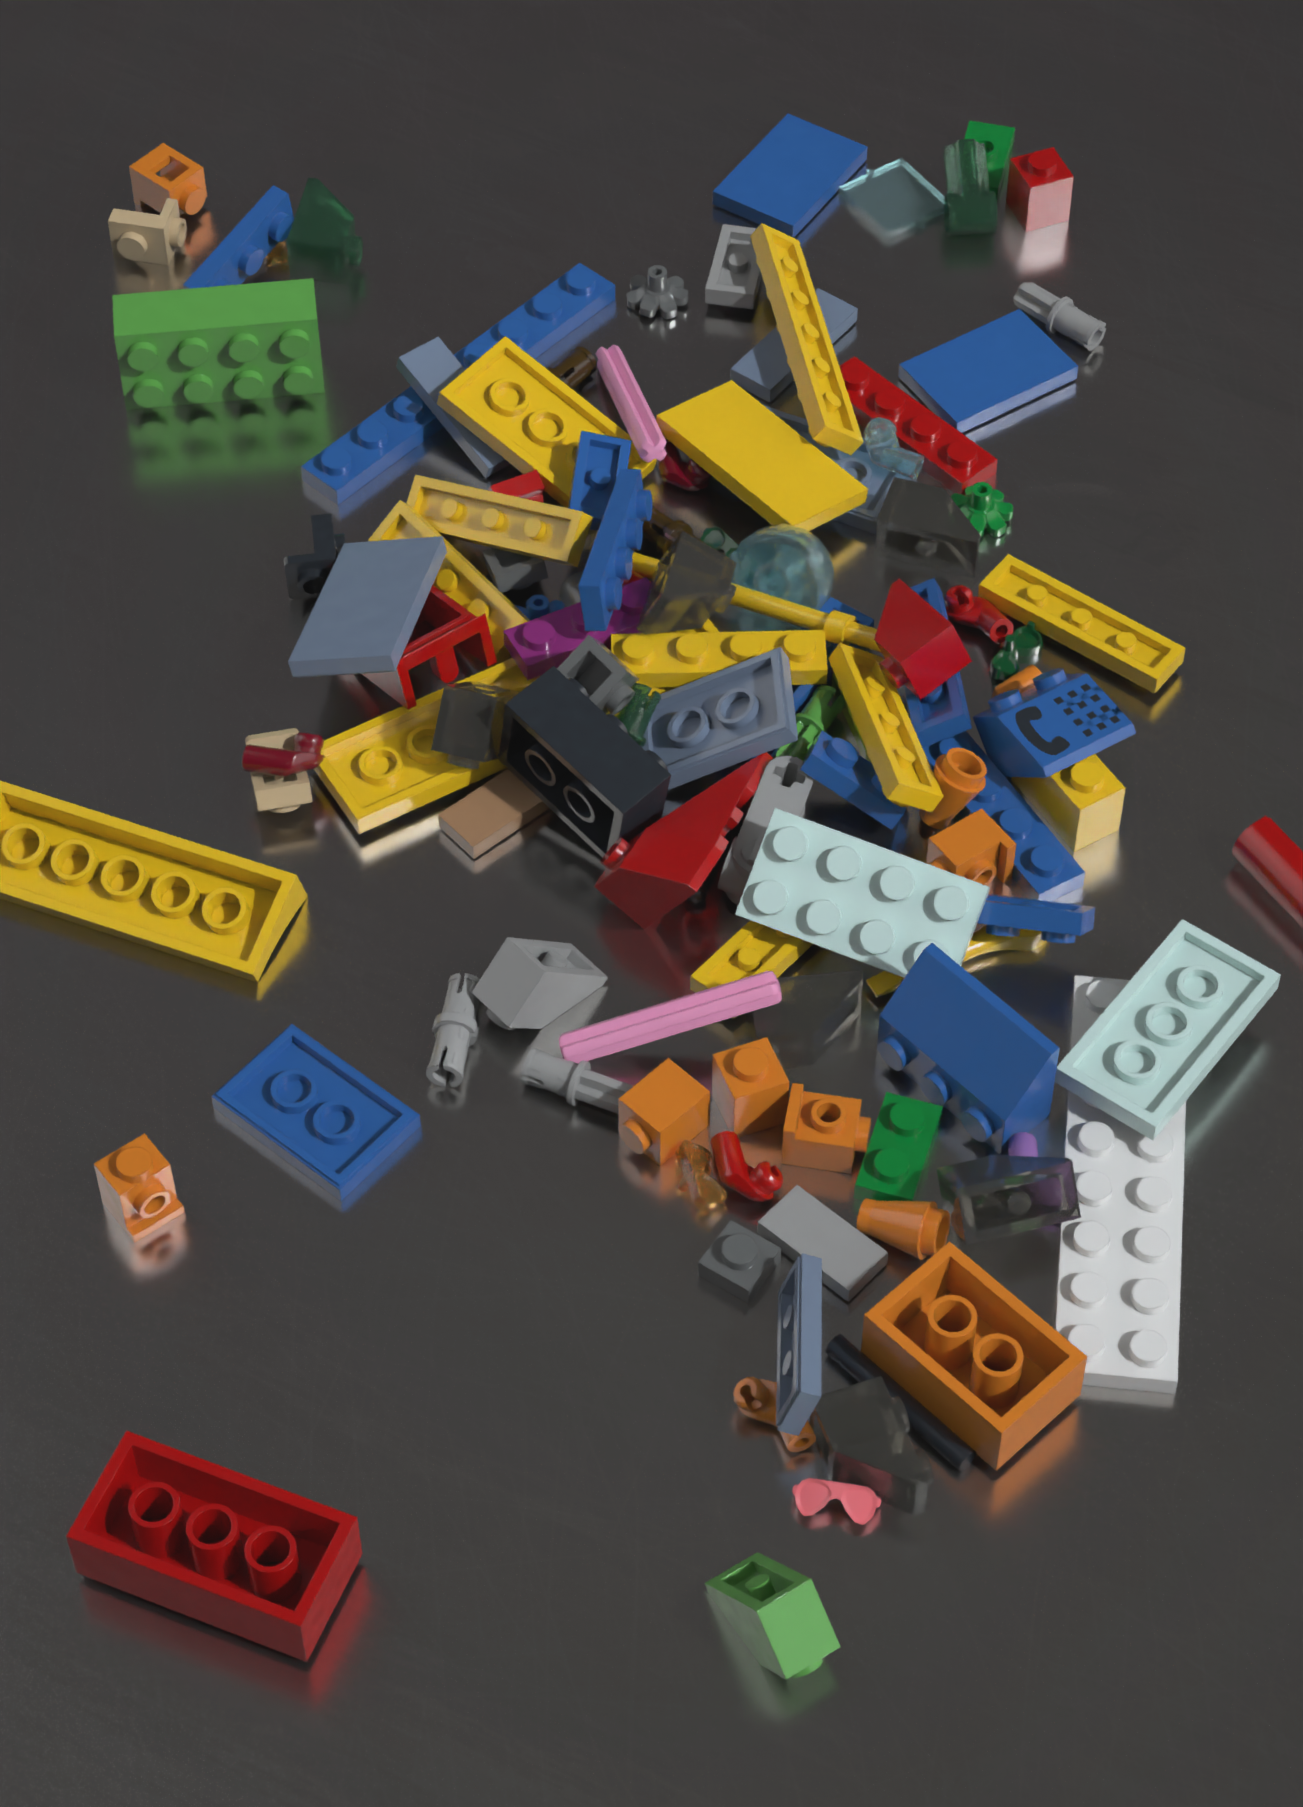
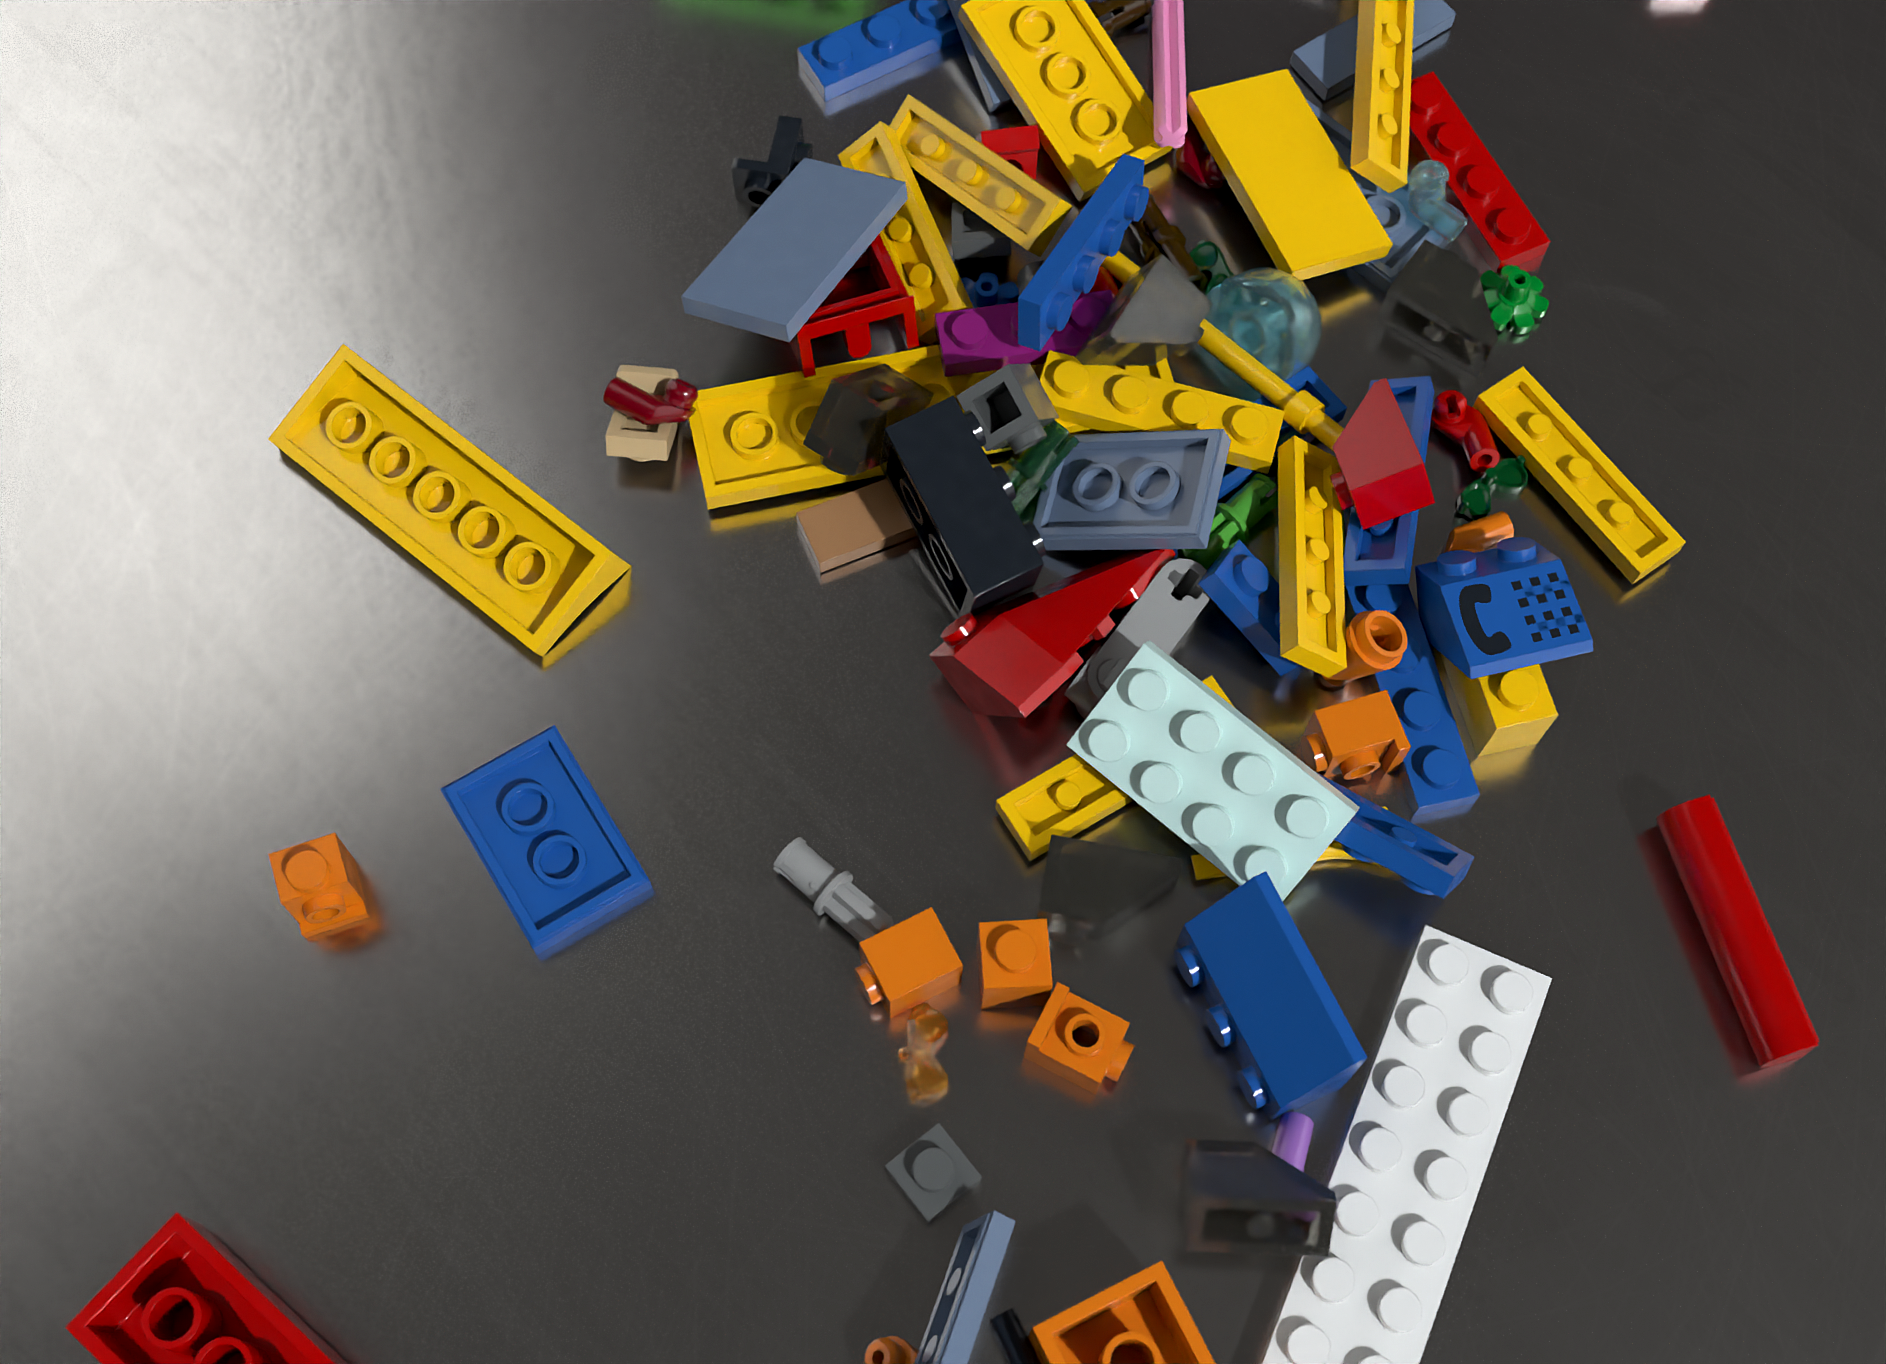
camera: 15 degrees right, 15 degrees up
(454, 1031) = (724, 785): light grey pin -> none
(535, 982) = (829, 755): light grey slope -> none
(596, 473) = (1104, 137): blue hinge -> none
(671, 1017) = (955, 853): bright pink axle -> none
(735, 1173) = (966, 1064): red arm -> none
(809, 1227) = (1032, 1180): light grey tile -> none
(898, 1149) = (1154, 1088): green plate -> none
(907, 1225) = (1131, 1193): orange cone -> none
(988, 371) = (1575, 128): blue tile -> none
(1060, 315) = (1678, 80): light grey axle -> none
(1167, 1029) = (1506, 1043): light aqua plate -> none

